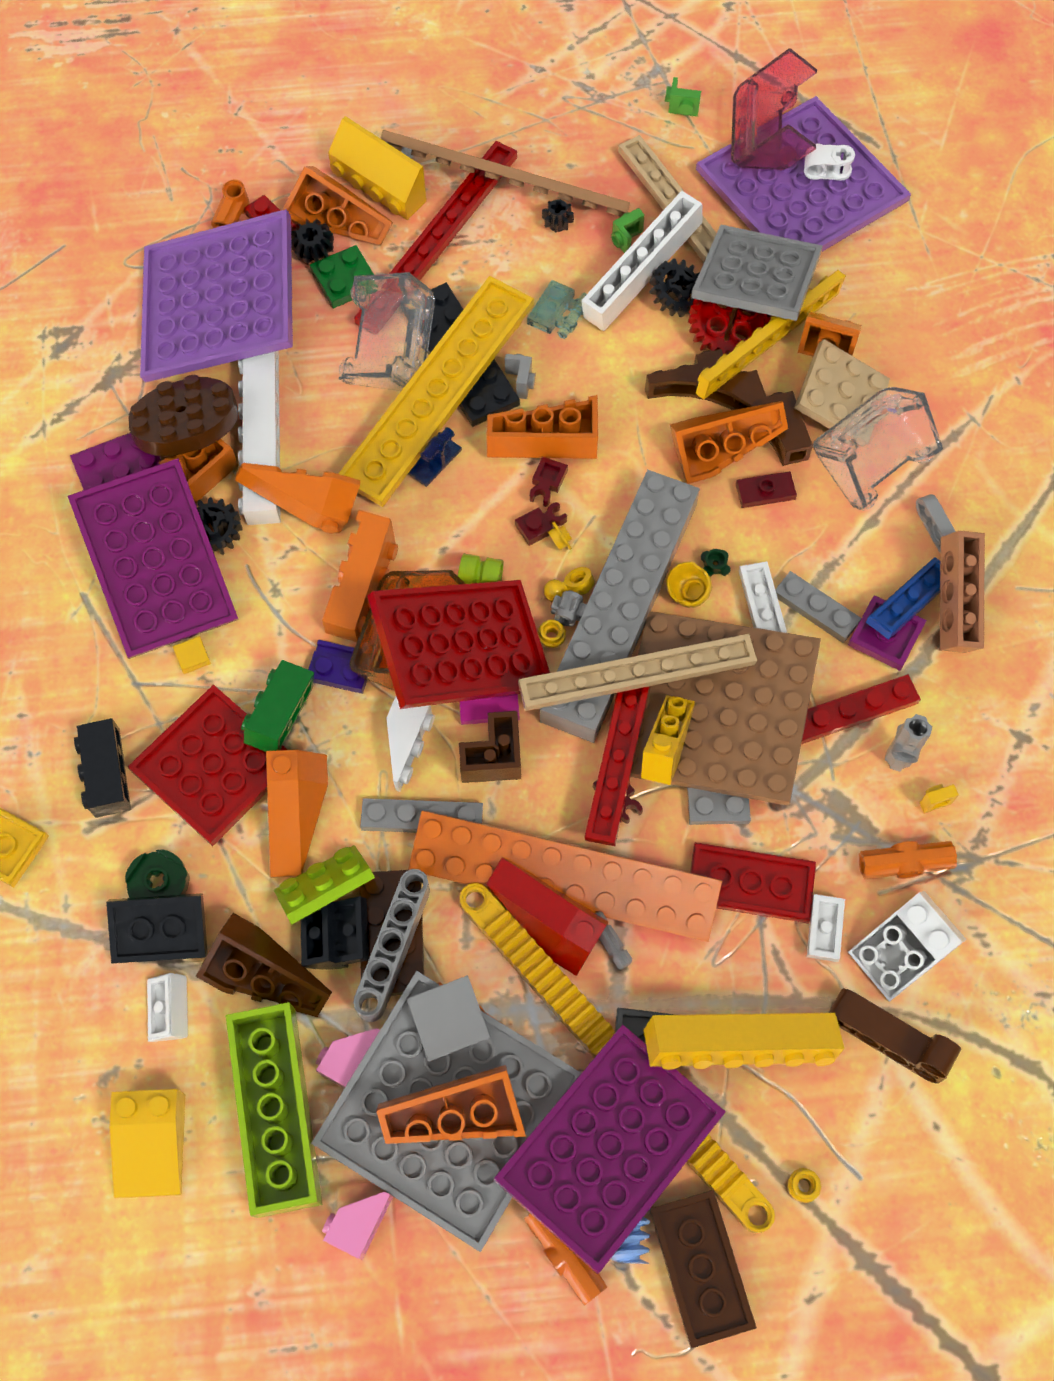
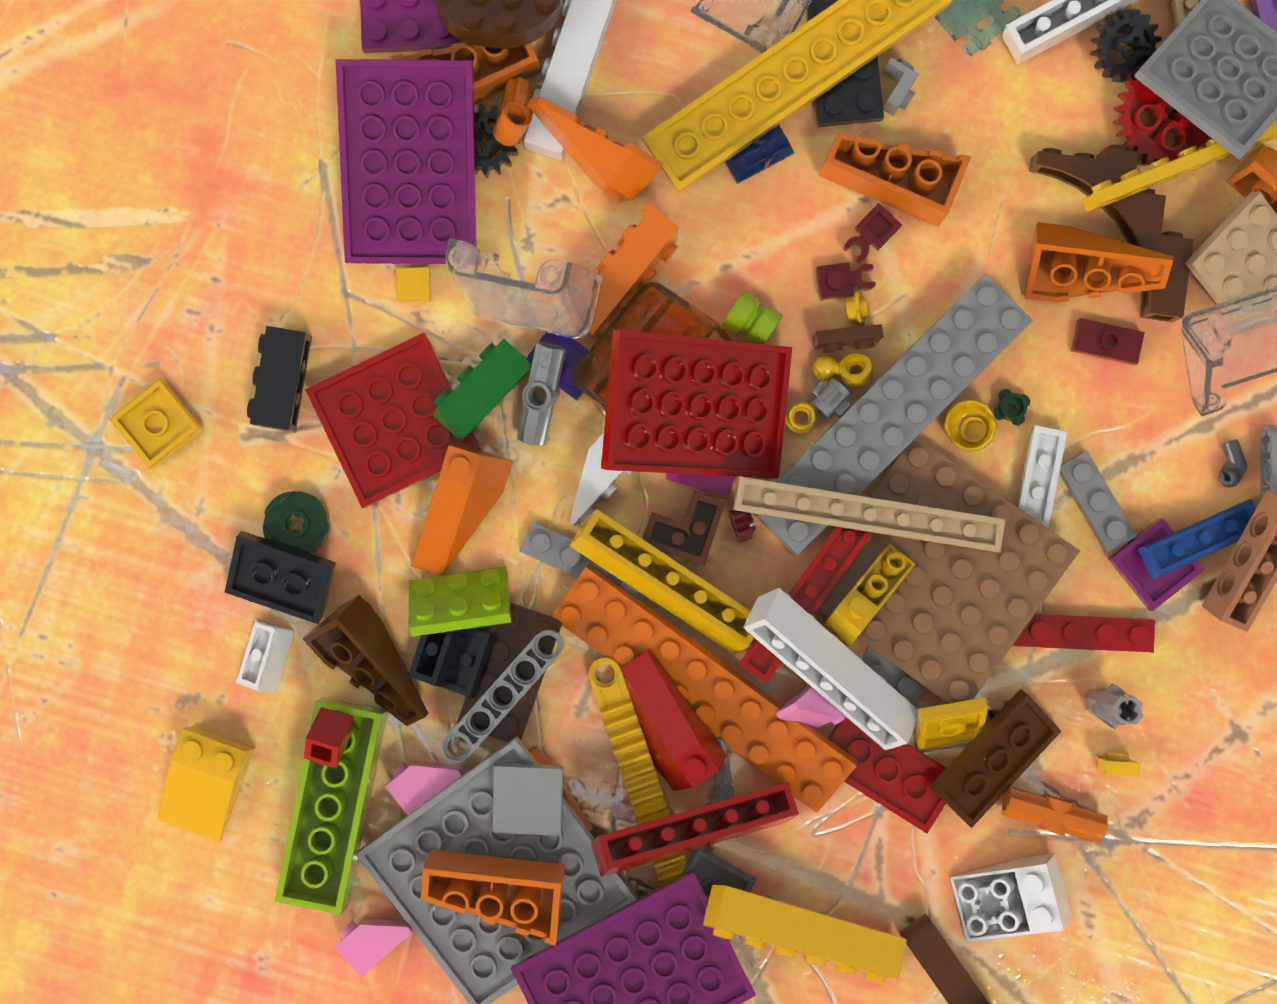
camera: 20 degrees right, 20 degrees up
(226, 493) = (513, 113): none -> orange piece
(247, 1034) = (328, 737): none -> red brick
(289, 620) = (557, 303): none -> clear windscreen
(327, 672) = (545, 373): none -> light grey piece
(495, 795) = (663, 581): none -> yellow brick
(538, 730) = (742, 525): none -> dark red plate
(555, 562) = (862, 336): none -> reddish brown plate
(604, 988) = (694, 829): none -> red brick
(664, 805) = (831, 669): none -> white brick
(667, 843) = (810, 709): none -> bright pink slope
(784, 815) = (950, 723): none -> yellow plate
(825, 928) = (939, 848): white plate -> none
(835, 831) = (995, 758): none -> reddish brown plate
(909, 538) = (1235, 465): none -> dark grey arm

